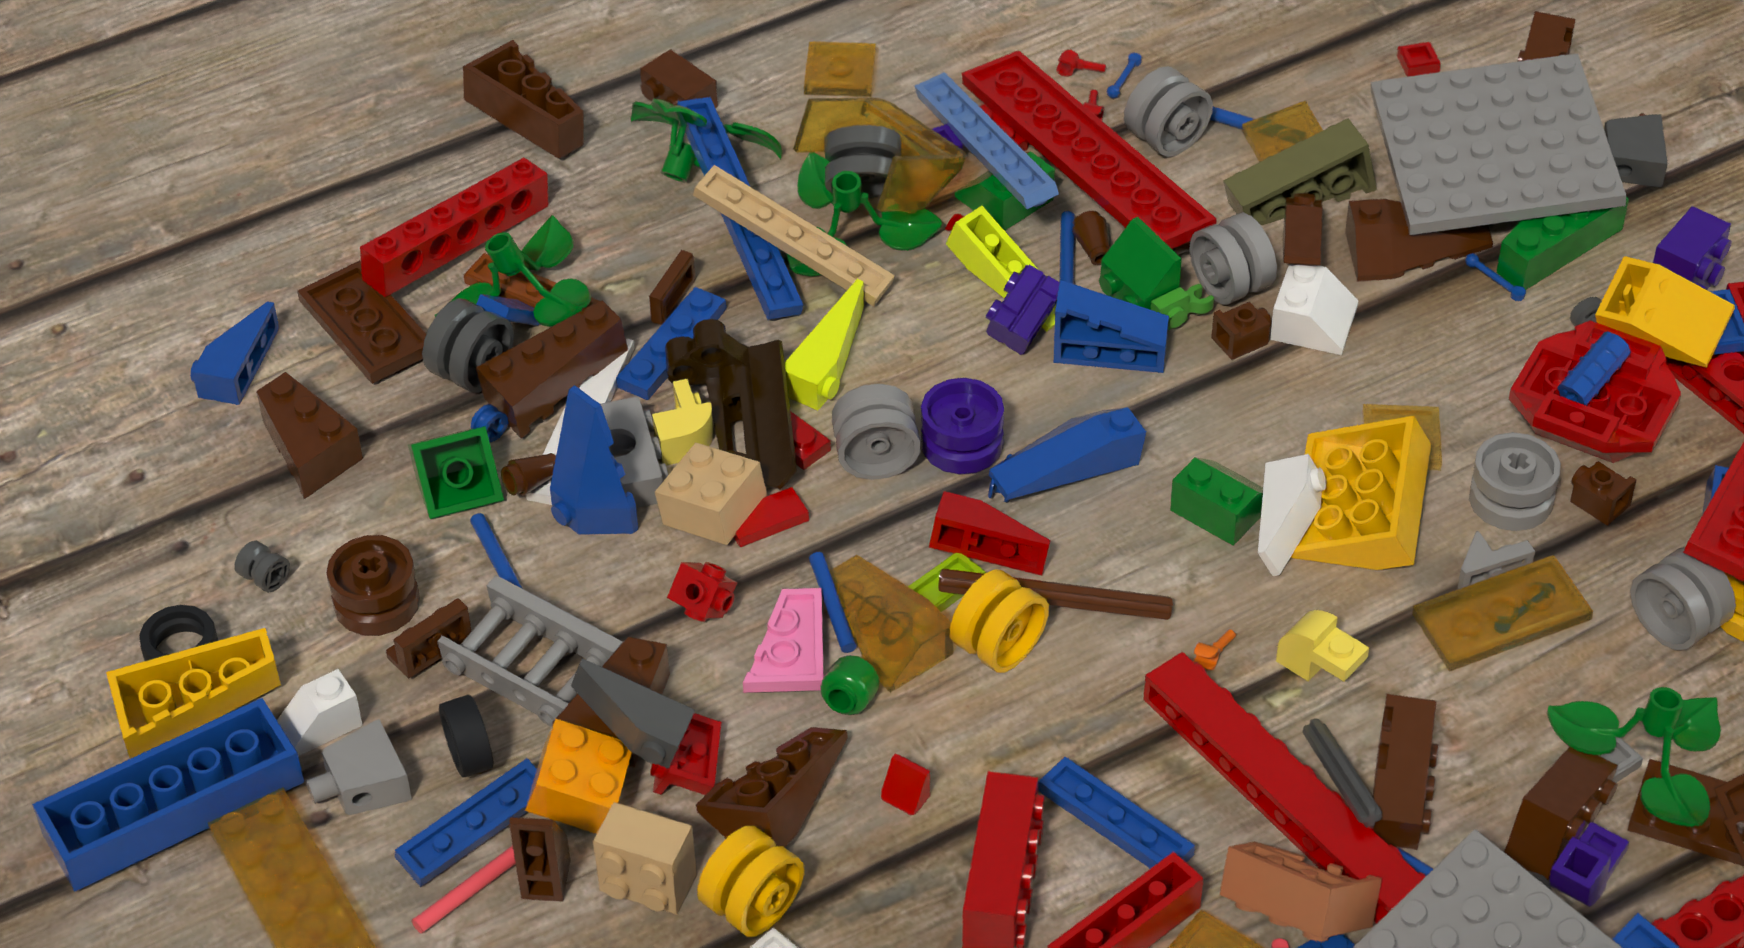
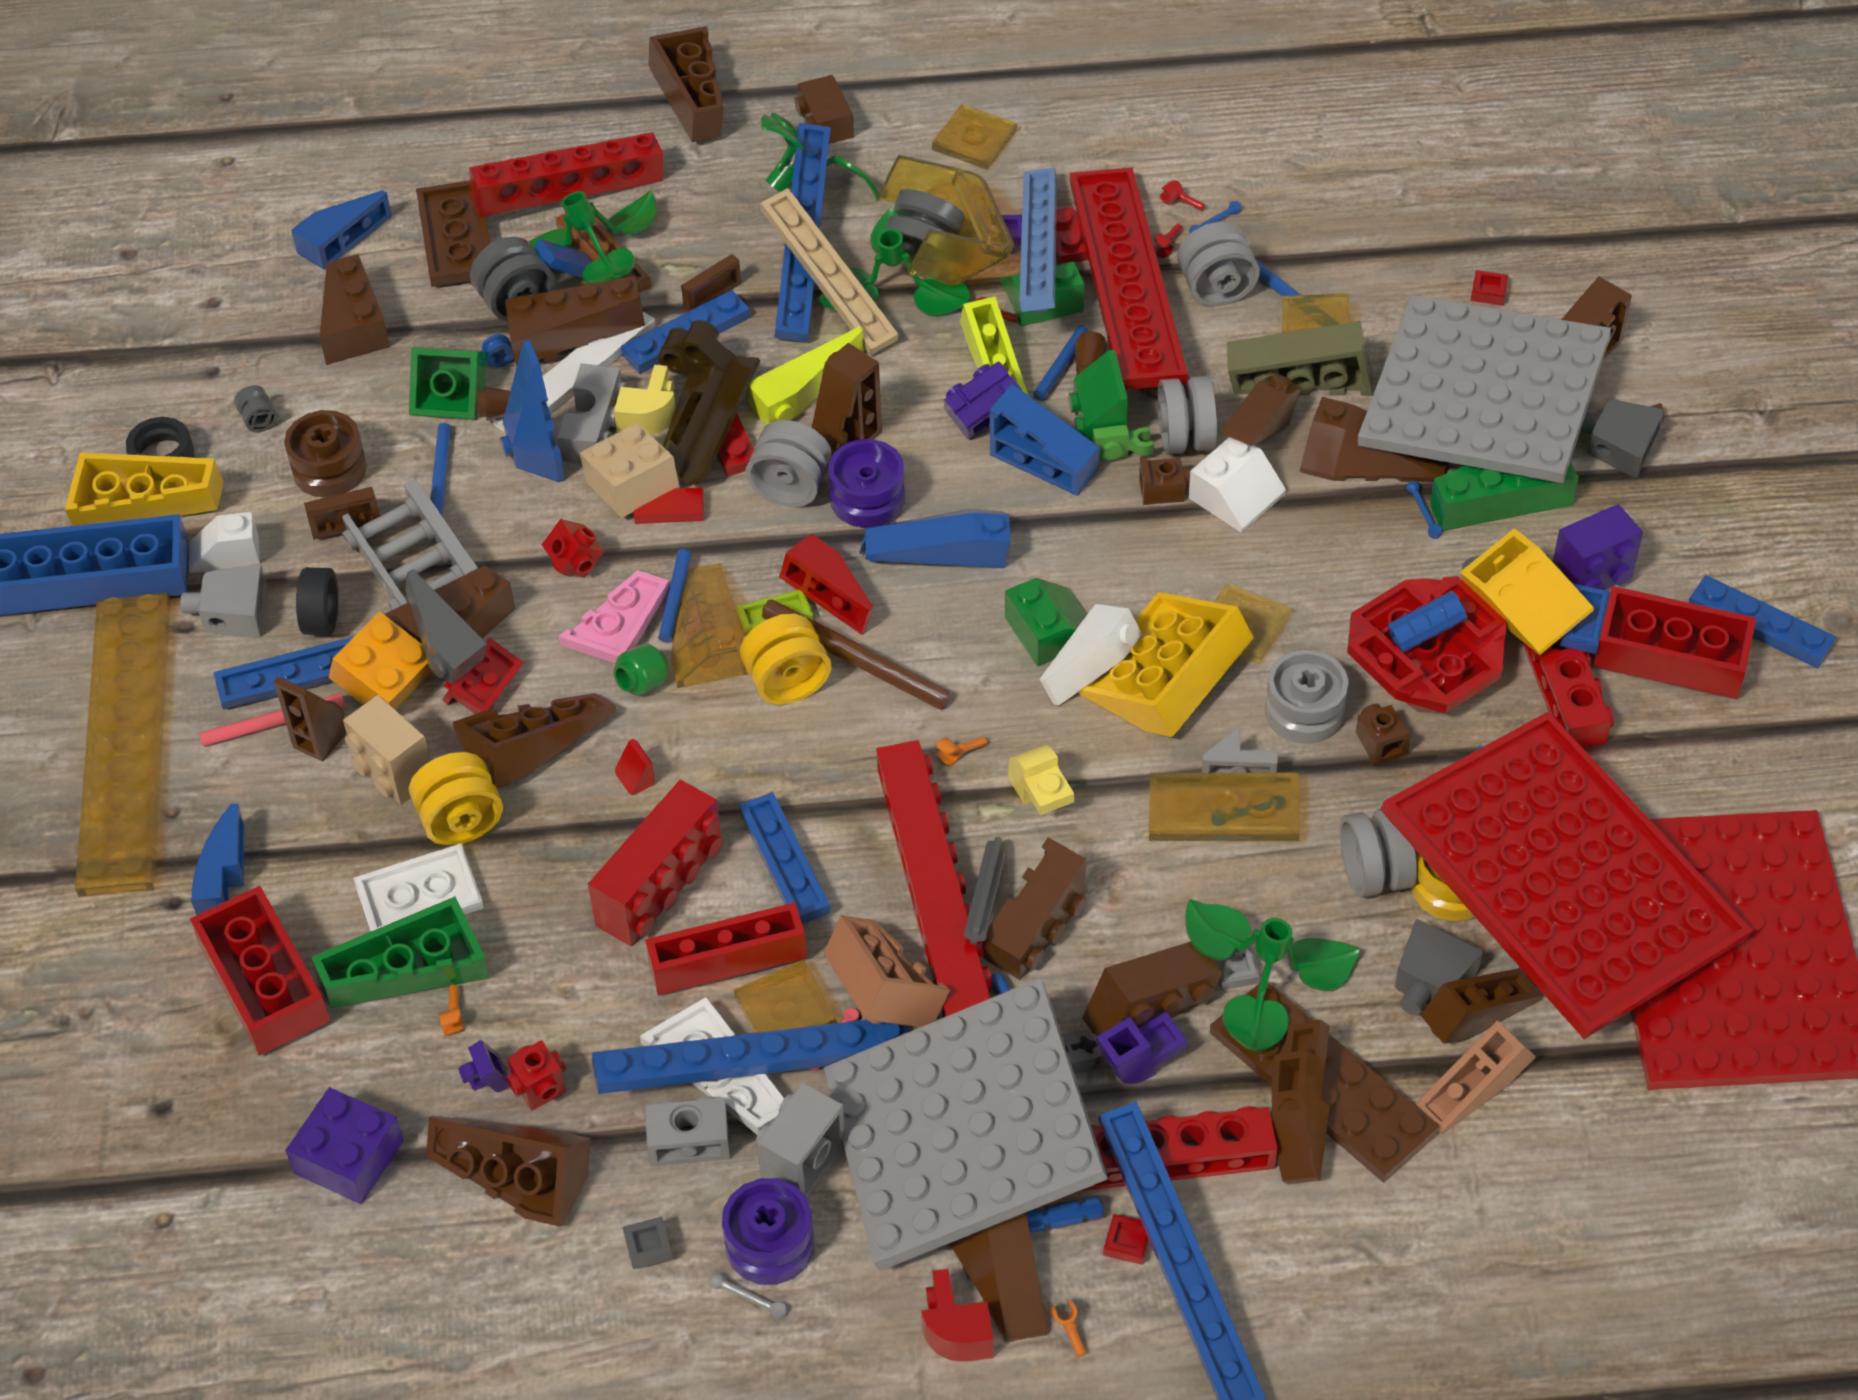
camera: 25 degrees right, 5 degrees up
(904, 343) = (848, 398): none -> reddish brown wedge

